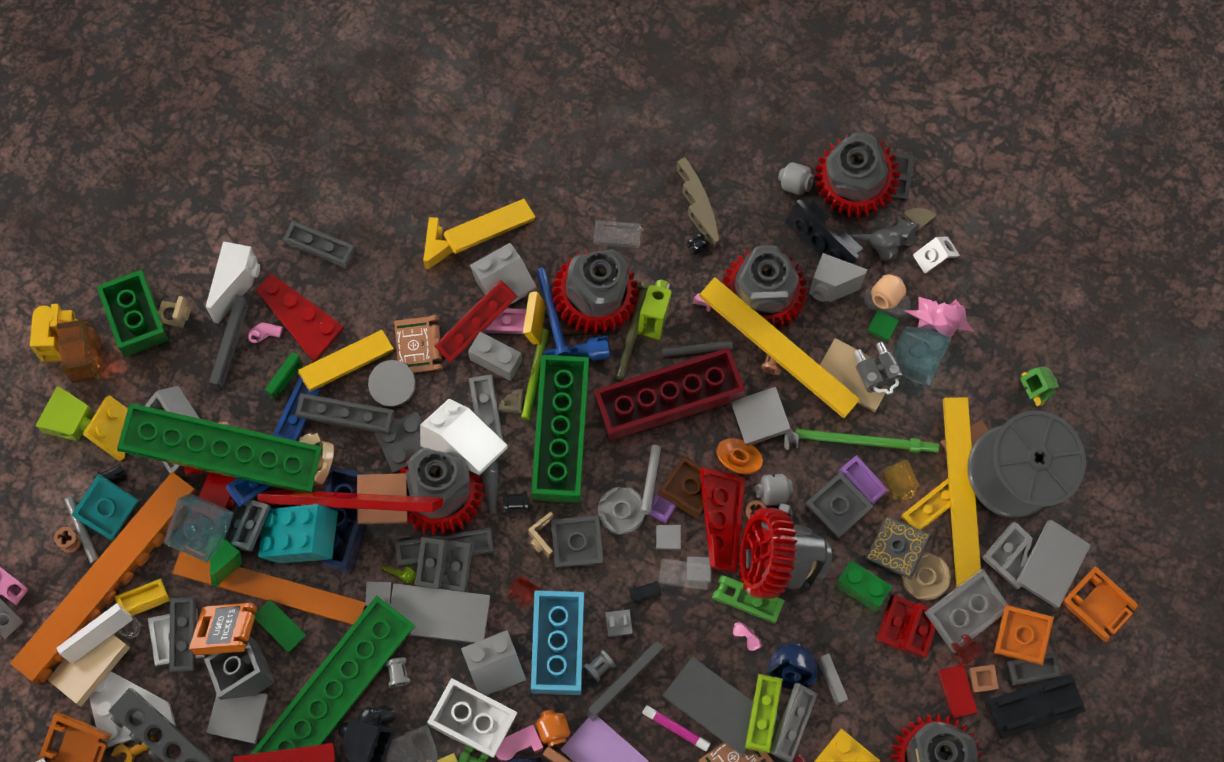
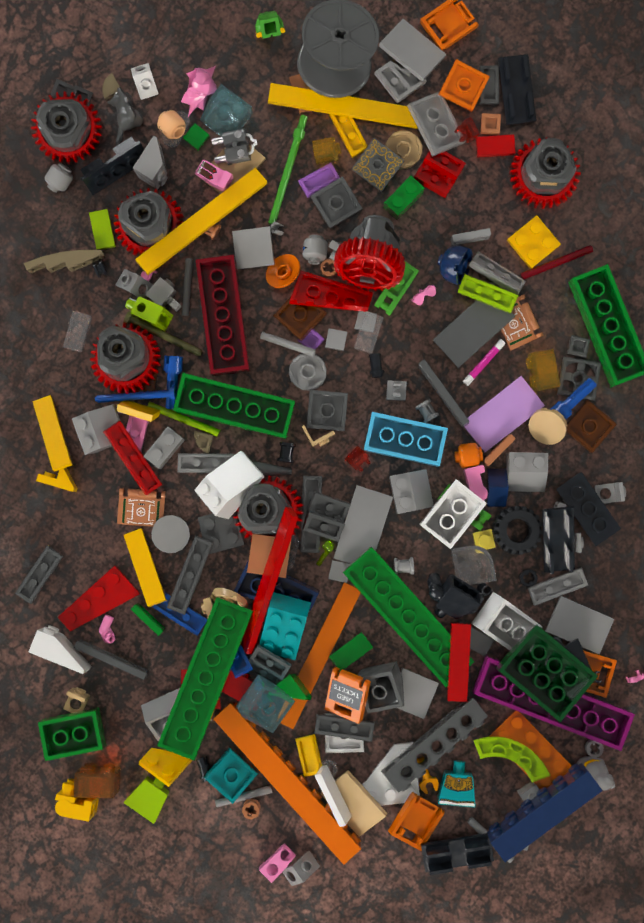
camera: 70 degrees left, 15 degrees up
(681, 321) = (163, 293): none -> light grey brick
(688, 282) = (131, 282): none -> light grey bracket
(745, 239) = (102, 229): none -> lime tile
(838, 353) = (214, 176): none -> bright pink leg

